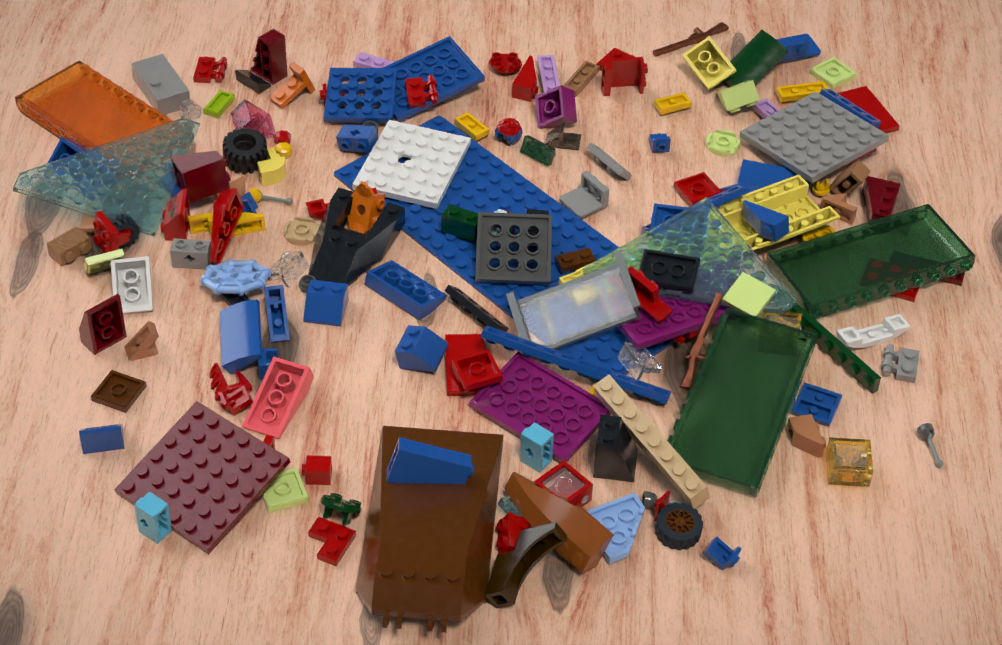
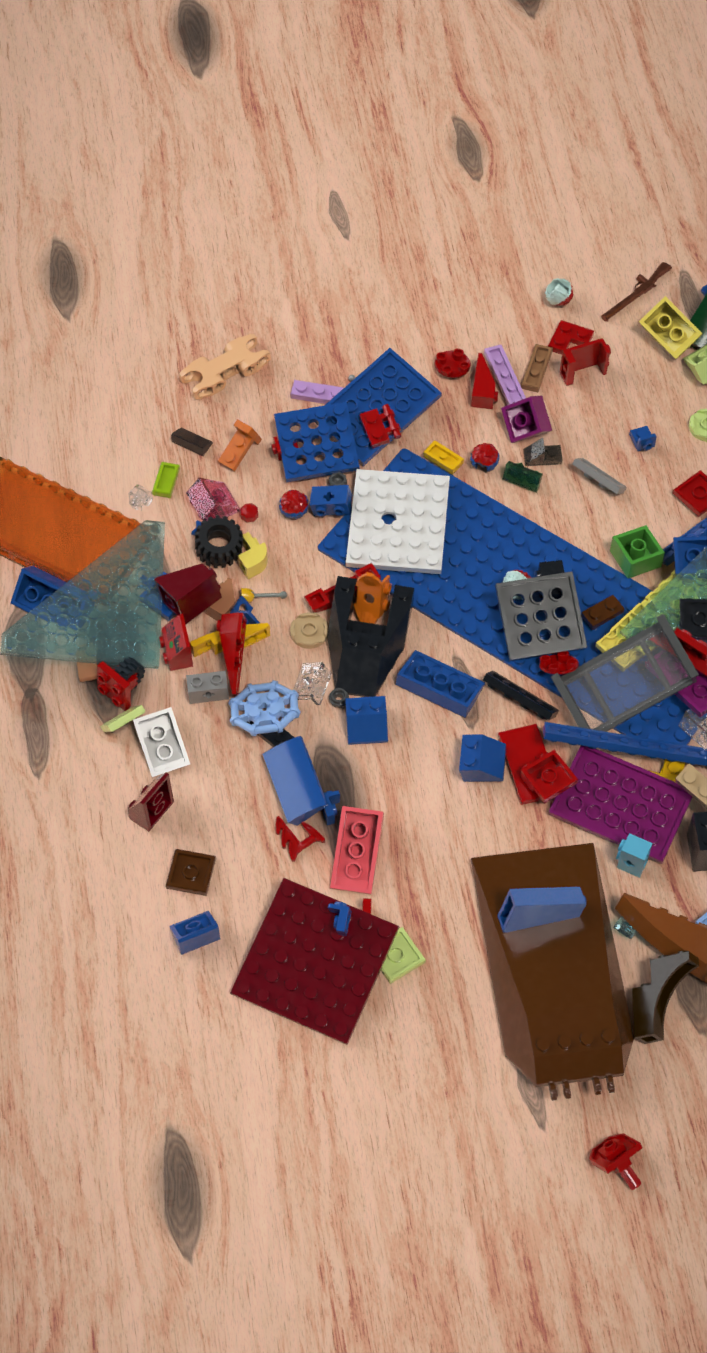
camera: 10 degrees left, 15 degrees up
(69, 246) = (76, 703): medium nougat brick -> none
(143, 343) = (197, 810): nougat slope -> none
(153, 517) = (284, 1021): medium azure brick -> none
(160, 83) = (97, 469): light grey brick -> none
(205, 69) = (135, 435): red plate -> none
(236, 400) = (315, 860): red bracket -> none
(236, 438) = (342, 921): none -> blue bracket
(270, 59) = (207, 413): dark red wedge -> none
(276, 313) = (321, 745): blue slope -> none
(283, 149) = (255, 528): yellow tile -> none
(314, 30) = (214, 372): none -> light nougat piece
(317, 470) = (424, 926): red brick -> none
(323, 136) = (293, 504): none -> red piece
(335, 501) = (462, 964): dark green plate -> none
(335, 539) = (468, 1000): red plate -> none
(460, 222) = (476, 588): dark green slope -> none
(509, 530) = (636, 958): red bracket -> none
(522, 290) = (559, 663): none -> red dish
(567, 483) = (675, 894): piece -> none
(587, 198) = (589, 527): light grey bracket -> none
(619, 26) = (559, 292): none -> light aqua piece
(622, 219) = (637, 551): none -> bright green brick
(672, 103) = (642, 384): yellow plate -> none

